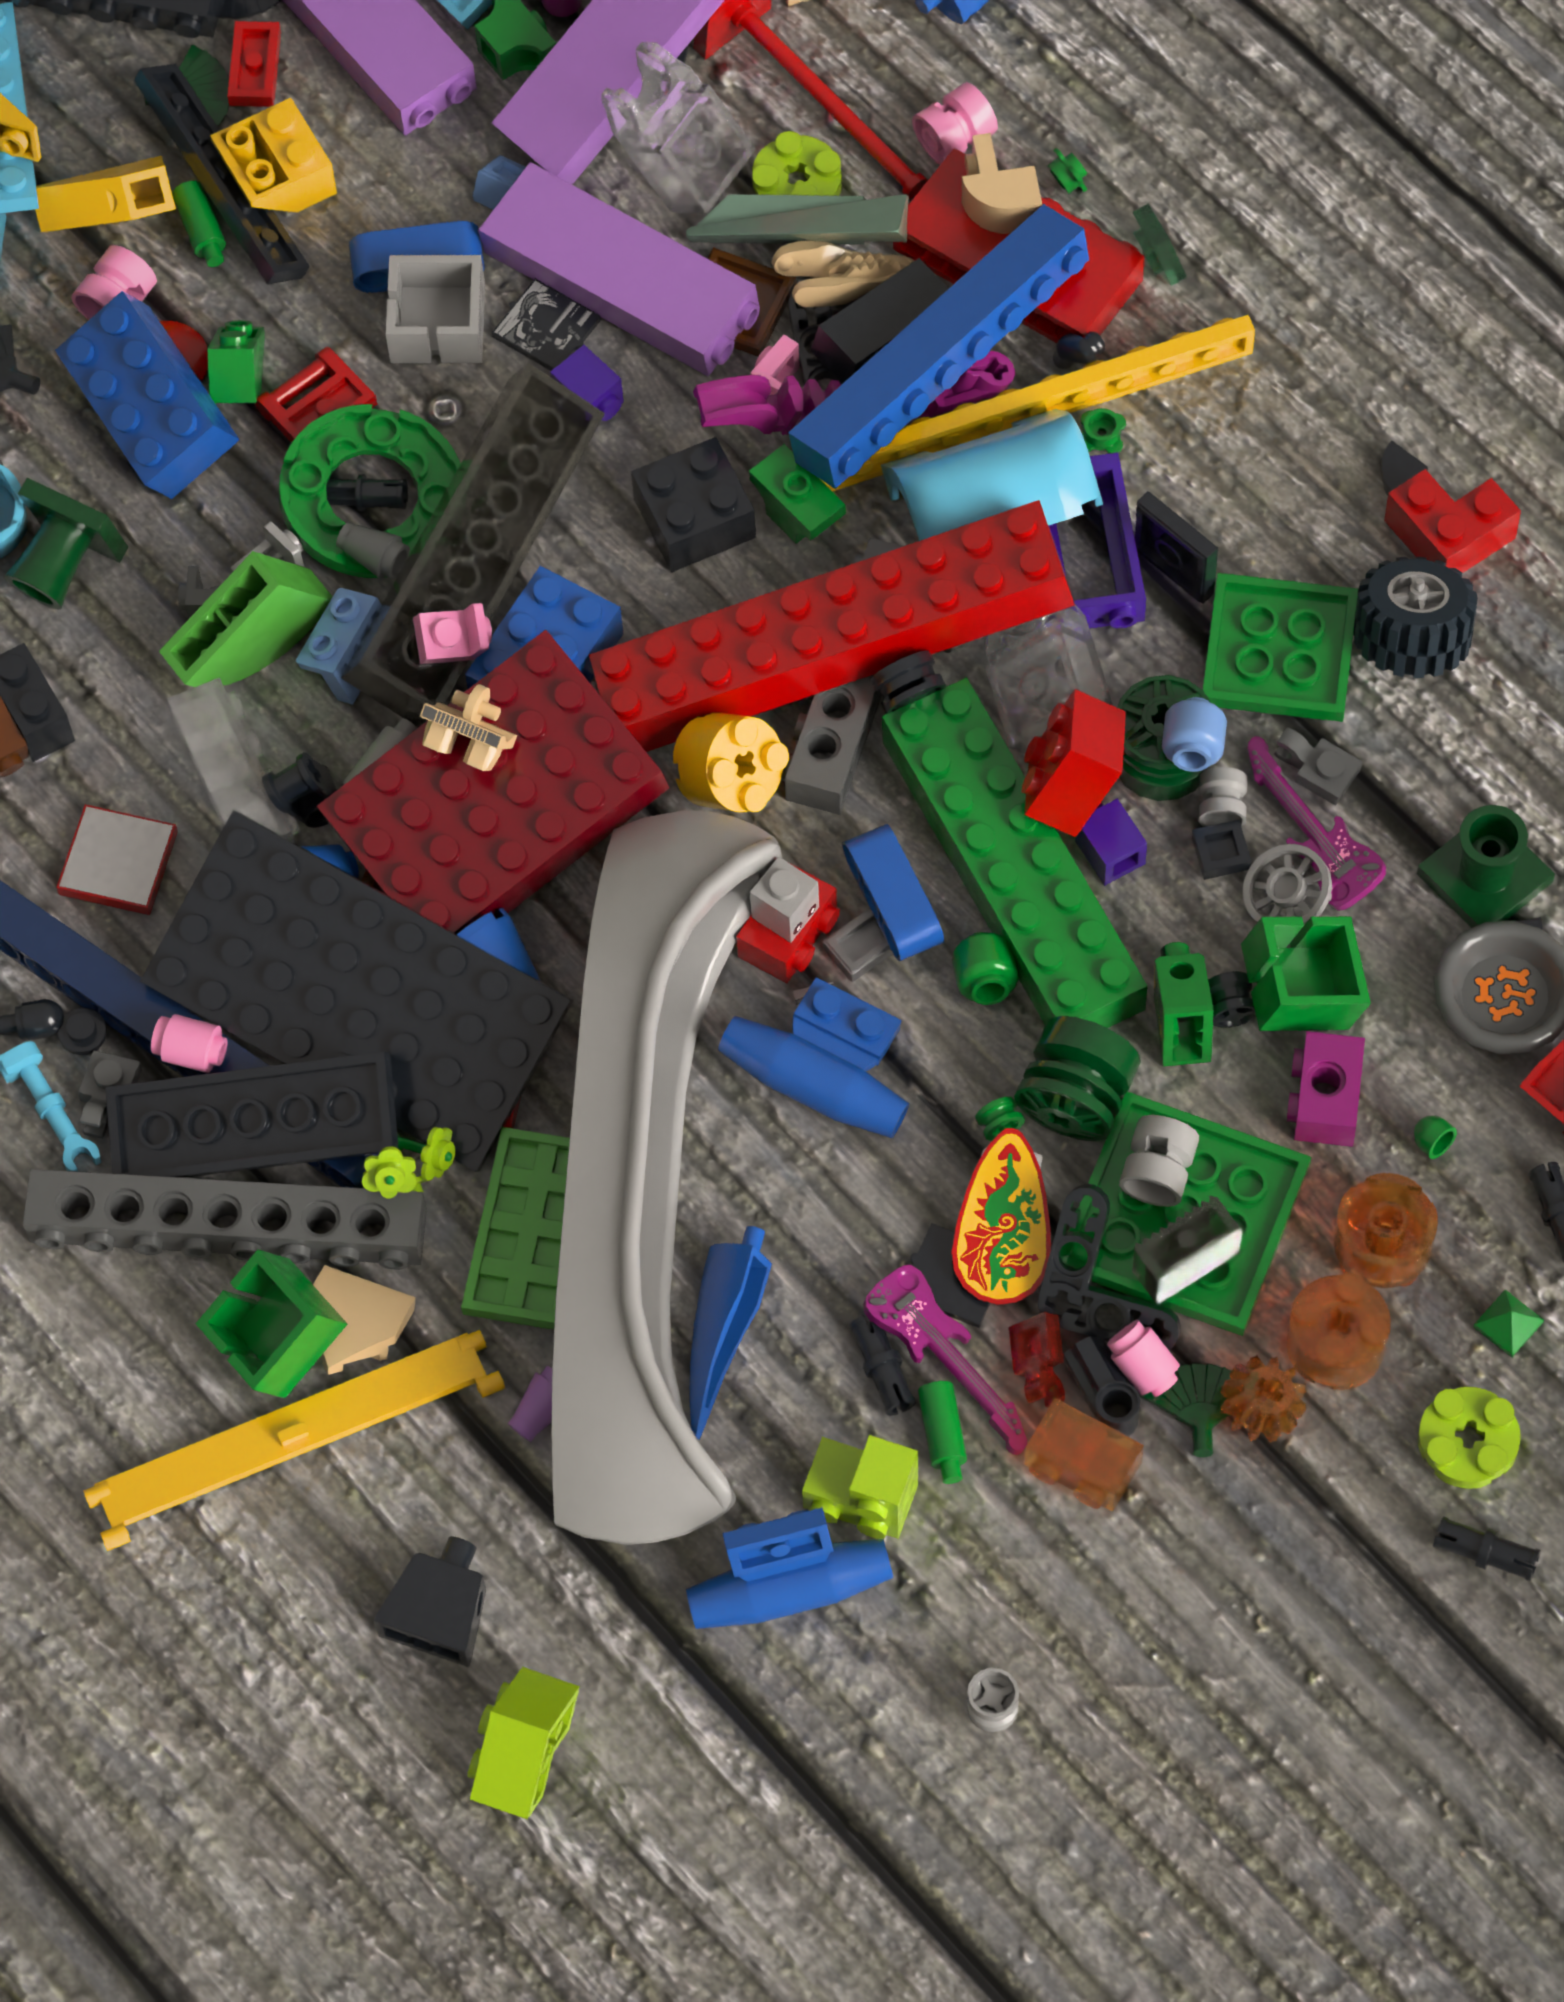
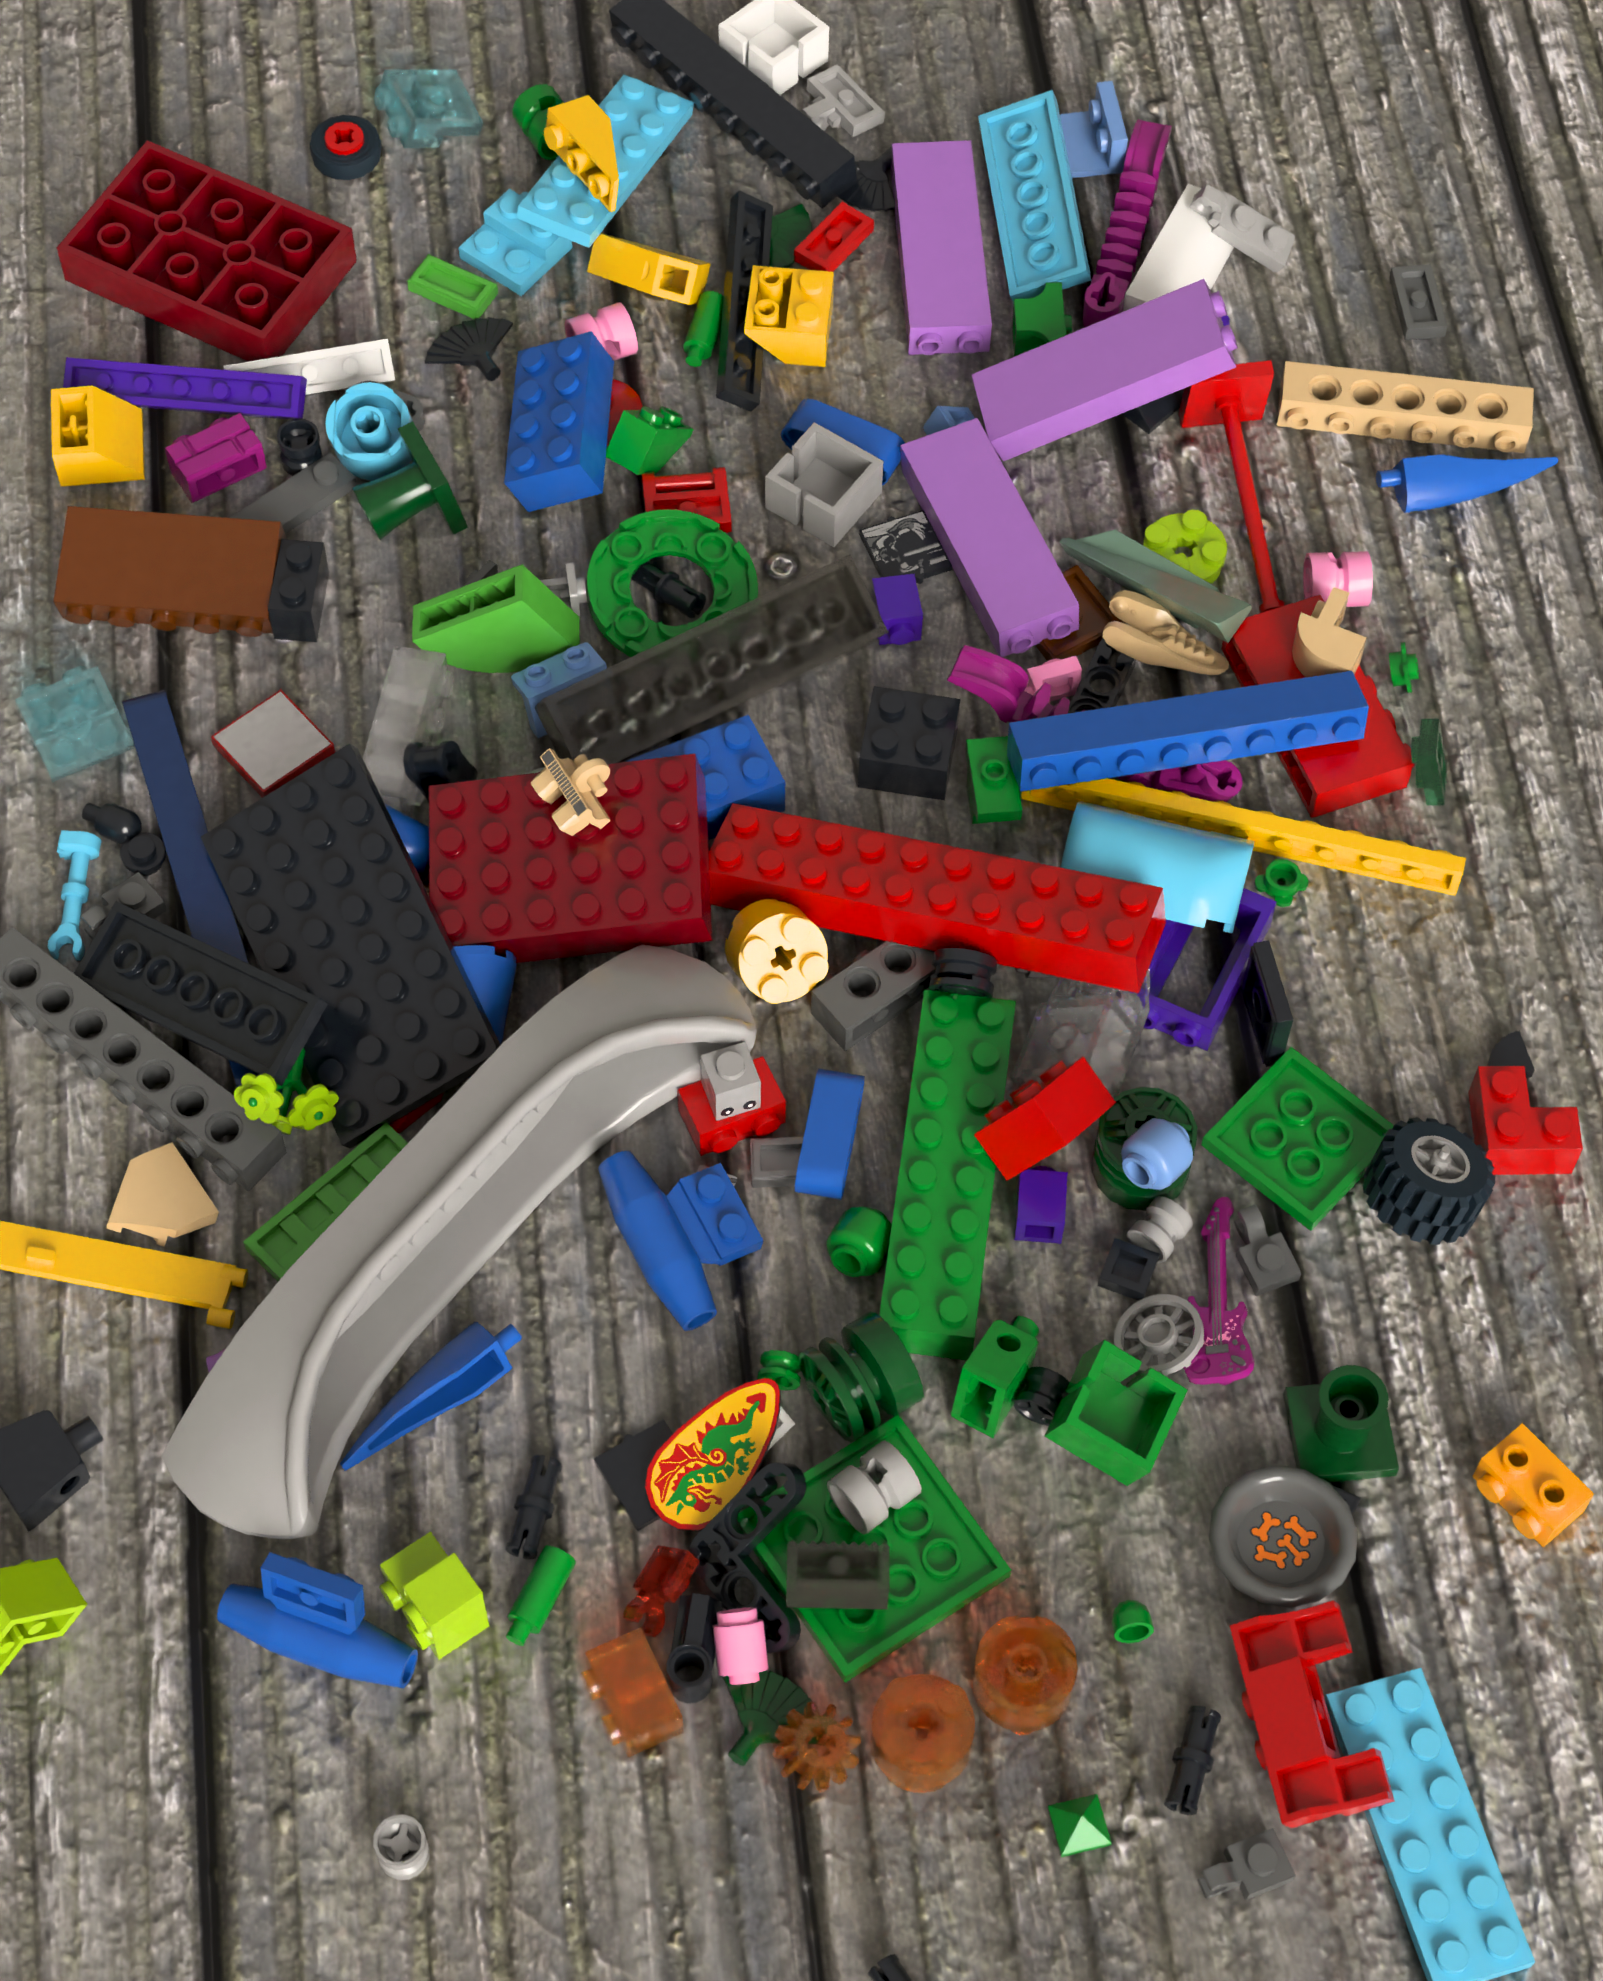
camera: 30 degrees right, 5 degrees down
(189, 1043) = (196, 904): bright pink brick -> none
(282, 1329) = (79, 1168): green piece -> none
(374, 549) = (632, 626): dark grey cone -> none
(452, 635) = (633, 722): bright pink bracket -> none
(677, 132) = (1104, 457): clear brick -> none
(875, 319) = (1151, 680): black brick -> none
(908, 1310) = (584, 1475): magenta piece -> none
(1075, 349) = (1303, 805): black arm -> none
(1327, 1116) = (1058, 1548): magenta brick -> none
(1491, 1418) = (971, 1869): lime plate -> none

